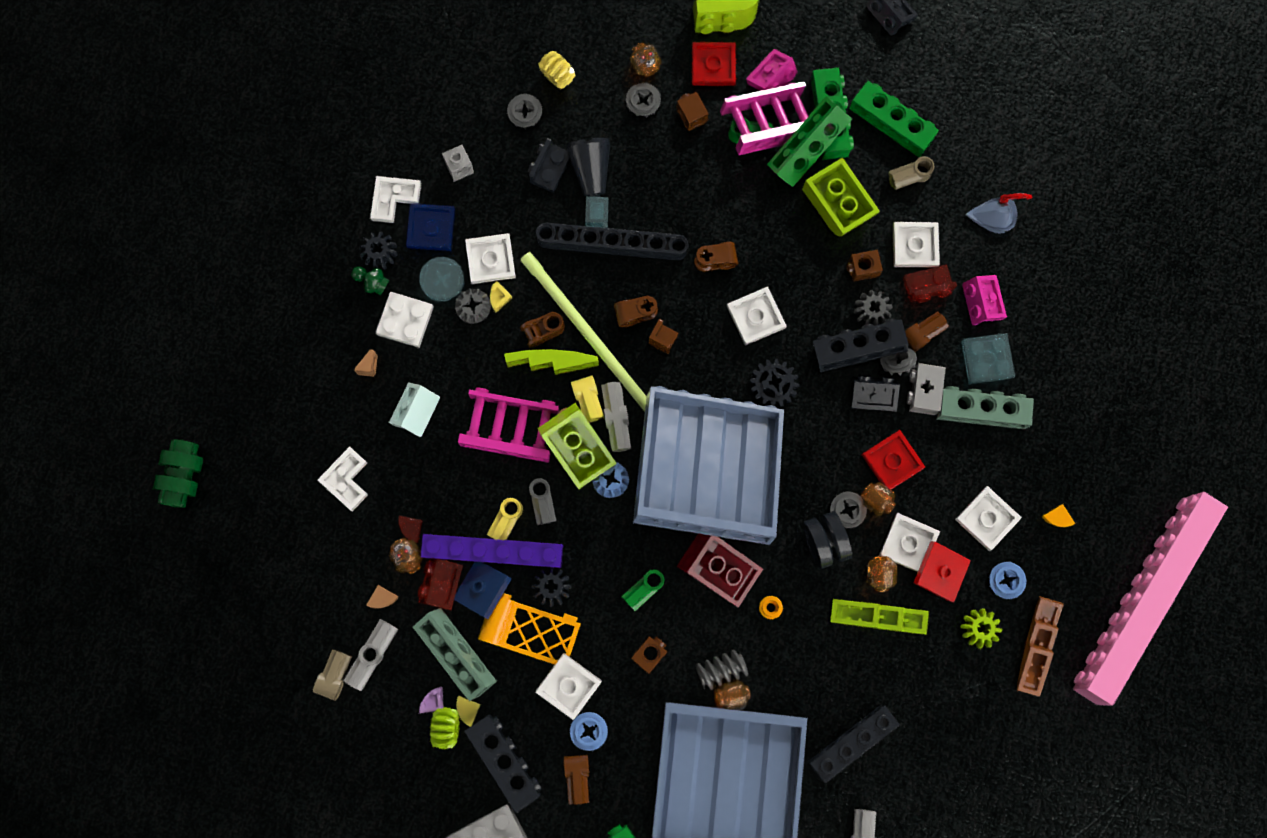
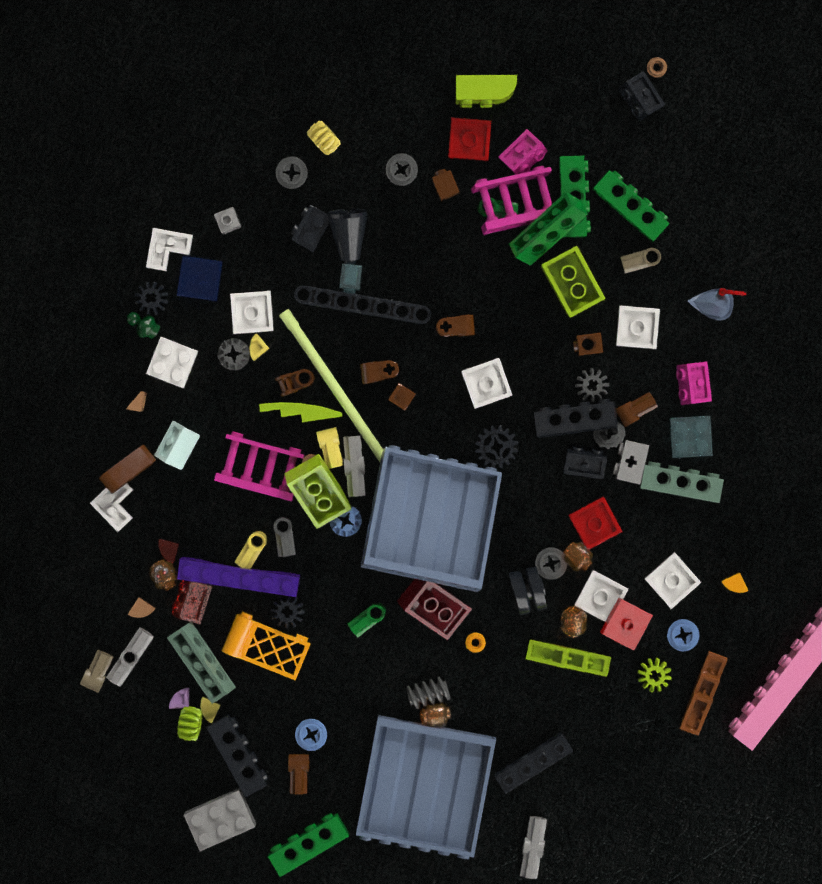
camera: 10 degrees right, 10 degrees up
(358, 437) = (127, 469): none -> reddish brown beam
(441, 279) = (207, 327): clear light blue tile -> none
(482, 589) = (227, 609): dark blue plate -> none
(568, 686) = (296, 696): white plate -> none
(640, 659) = (365, 683): reddish brown brick -> none
(645, 60) = (406, 131): clear orange head -> none
(929, 283) = (646, 363): clear red bracket -> none

